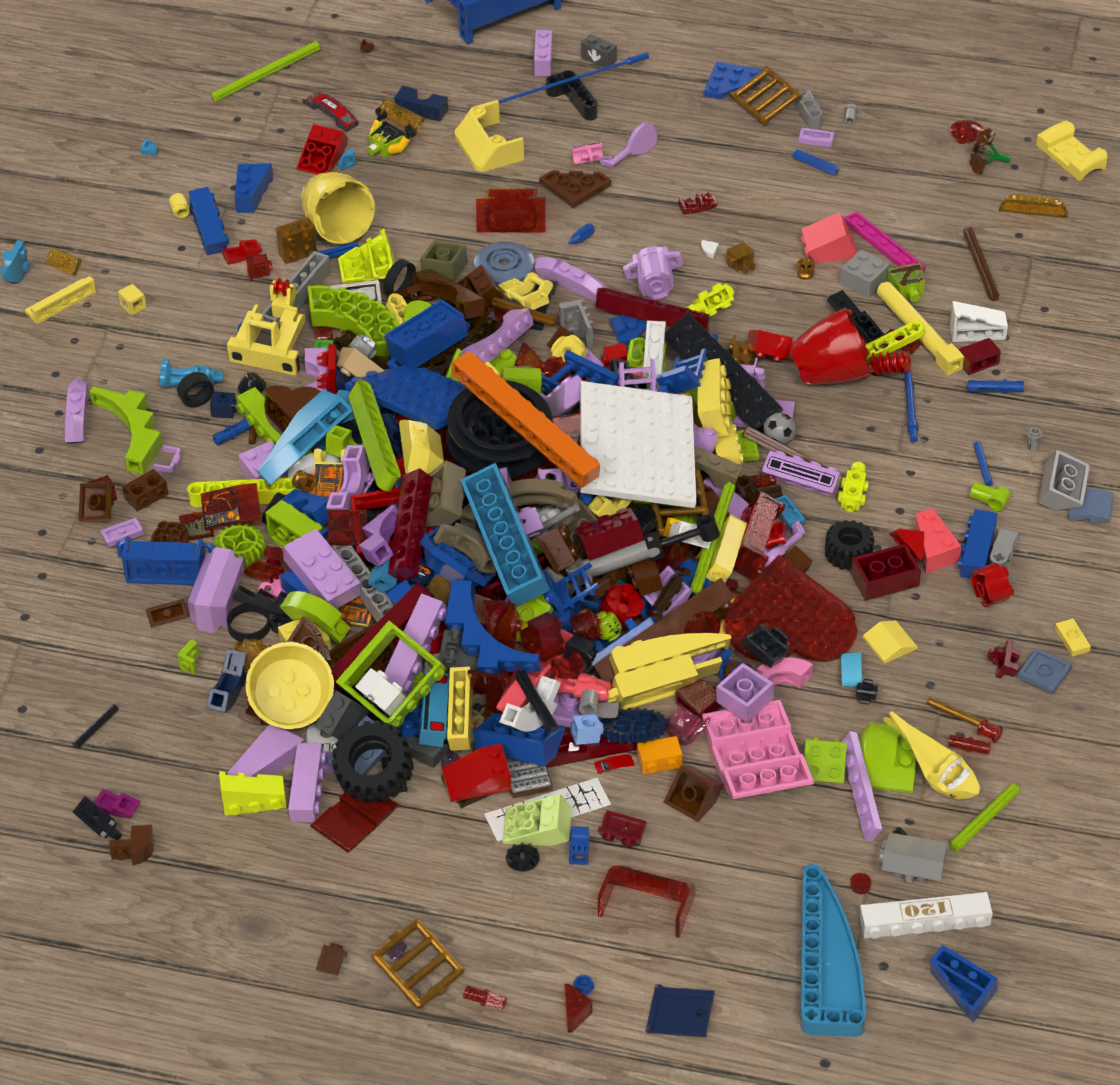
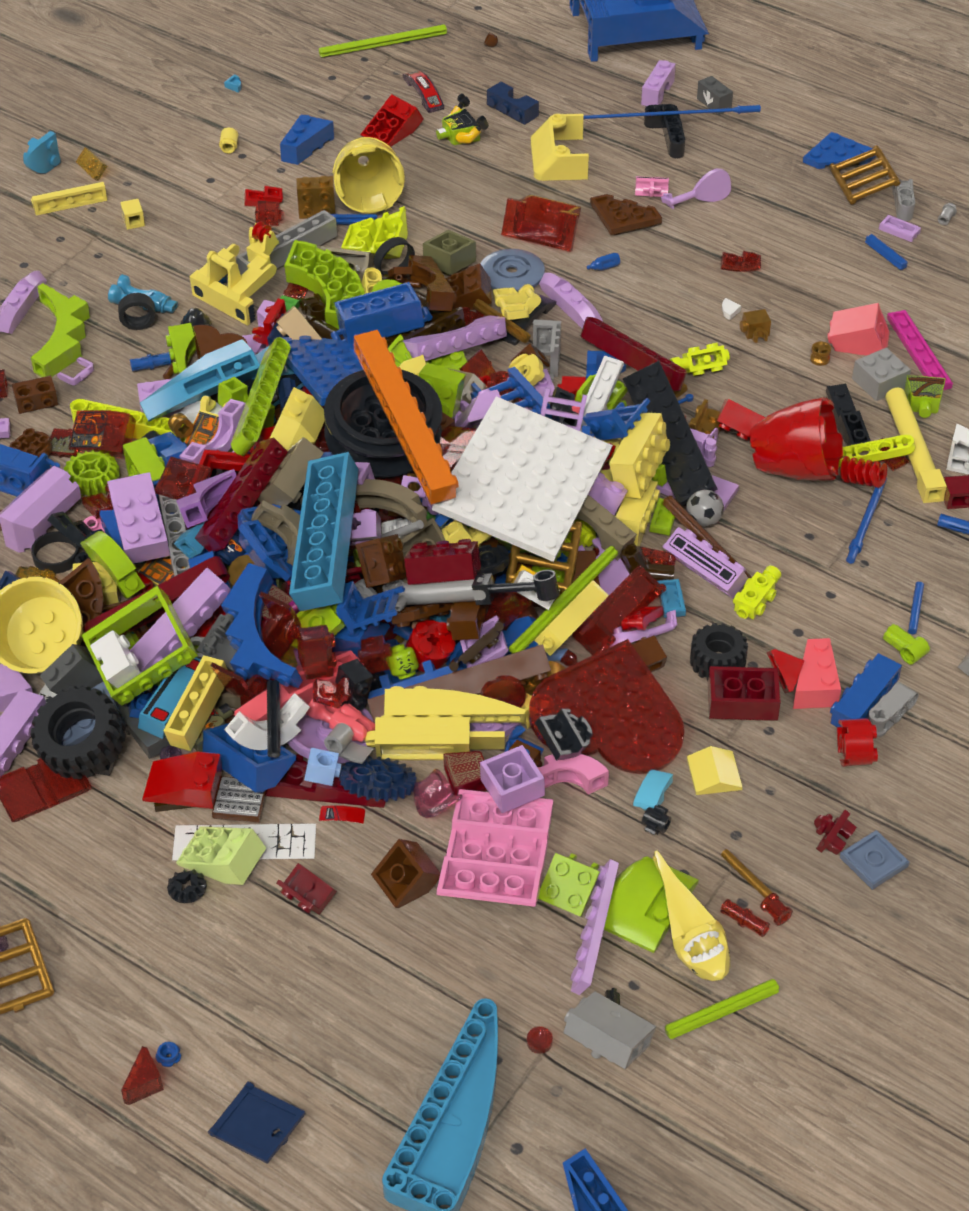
camera: 20 degrees right, 0 degrees up
(207, 220) = (243, 159): blue wedge -> none
(223, 405) = (154, 333): dark blue brick -> none
(347, 160) = (411, 137): dark azure tile -> none
(364, 345) = (315, 311): light grey head -> none
(401, 115) = (486, 108): clear yellow tile -> none
(484, 997) = (55, 1031): clear red axle -> none
(579, 845) = (251, 893): blue leg -> none
(651, 883) = (323, 976): clear red windscreen -> none
(654, 270) = (656, 314): lavender container -> none
(659, 755) = (391, 820): light orange brick -> none
(925, 915) = (592, 1104): white brick -> none
(1072, 637) = (927, 831): light yellow plate -> none

